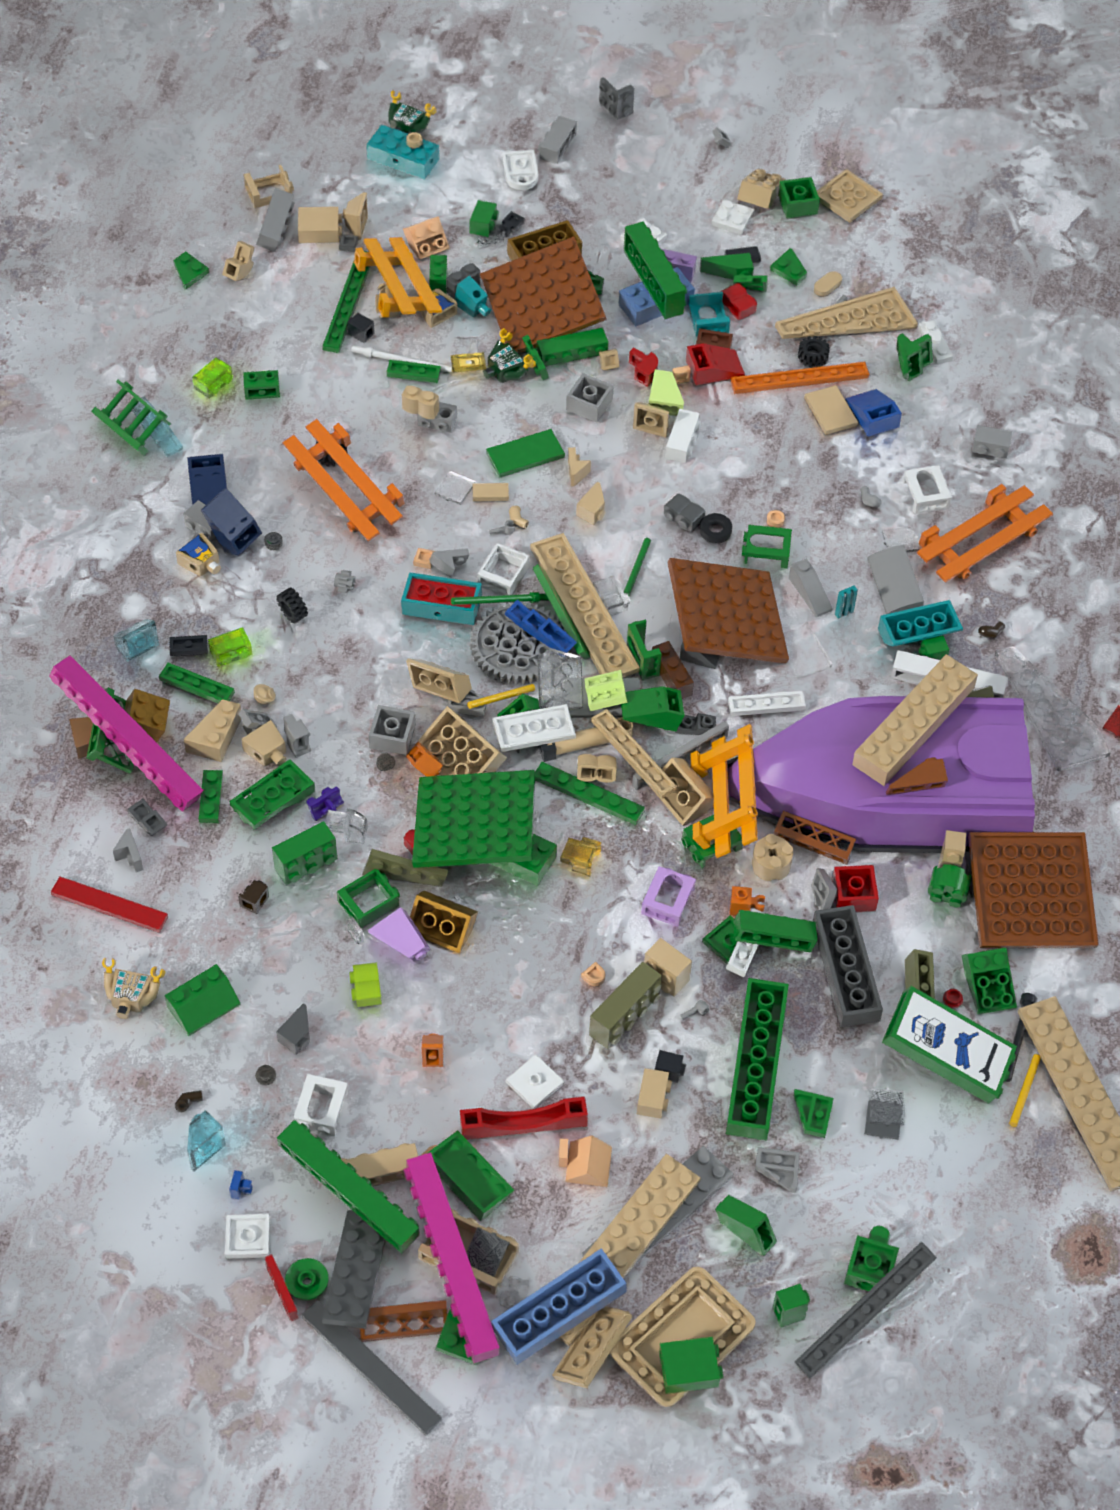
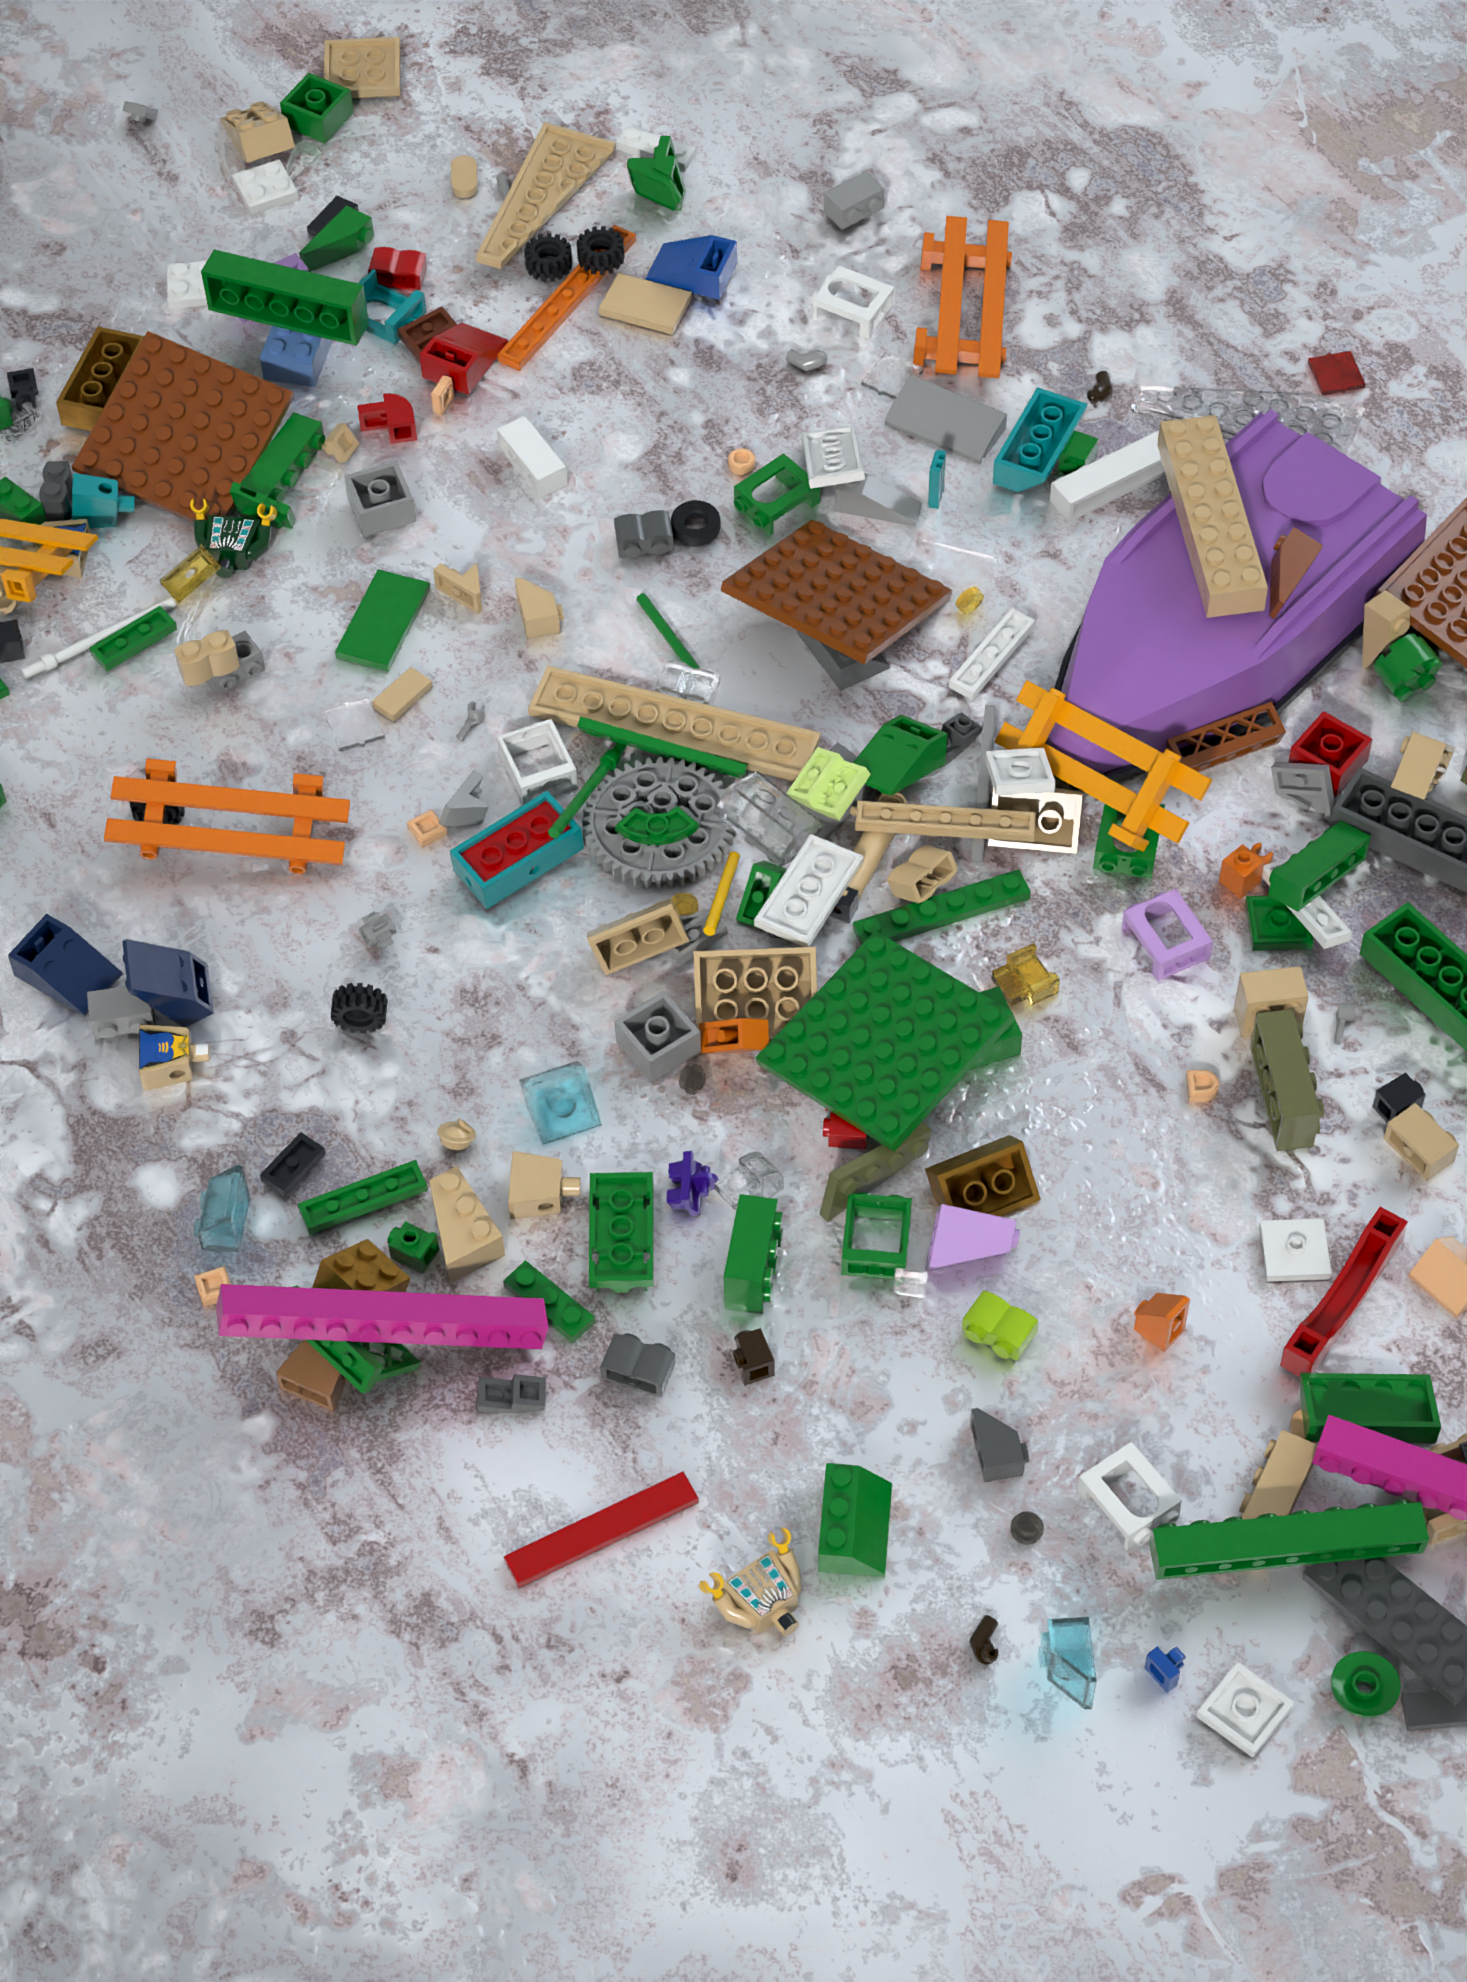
camera: 45 degrees left, 0 degrees up
(99, 665) = (209, 1284): none -> light nougat tile
(127, 849) = (543, 1443): light grey slope -> none
(187, 719) = (413, 1246): none -> green brick
(207, 854) = (638, 1364): none -> dark grey brick
(230, 647) = (346, 1120): clear neon green brick -> none
(254, 719) = (492, 1175): light grey slope -> none
(273, 541) = (227, 963): tile -> none
(281, 1288) = (1354, 1721): red tile -> none
(297, 735) = (560, 1140): light grey piece -> none
(322, 719) = (560, 1102): none -> clear light blue slope
(482, 687) = (686, 903): none -> clear yellow tile
(508, 642) = (657, 828): none -> green tile
(515, 516) = (466, 694): tan arm -> none
(540, 628) = (676, 782): blue slope -> none
(563, 1152) = (1423, 1288): light nougat tile -> none
(650, 419) = (478, 465): tan slope -> none
(650, 660) = (830, 709): green panel -> none
(665, 392) = (454, 429): yellowish green slope -> none
(673, 671) = (855, 703): reddish brown brick -> none
(690, 760) = (1020, 771): none -> white plate
(752, 282) = (389, 235): green wing -> none
(772, 858) = (1220, 804): tan brick -> none
(789, 267) = (401, 191): green wing -> none
(789, 670) = (969, 600): none -> clear yellow tile
(811, 549) = (832, 456): none -> white tile
(840, 360) = (600, 240): none -> black tyre
(887, 930) = (1422, 764): none -> tan wedge

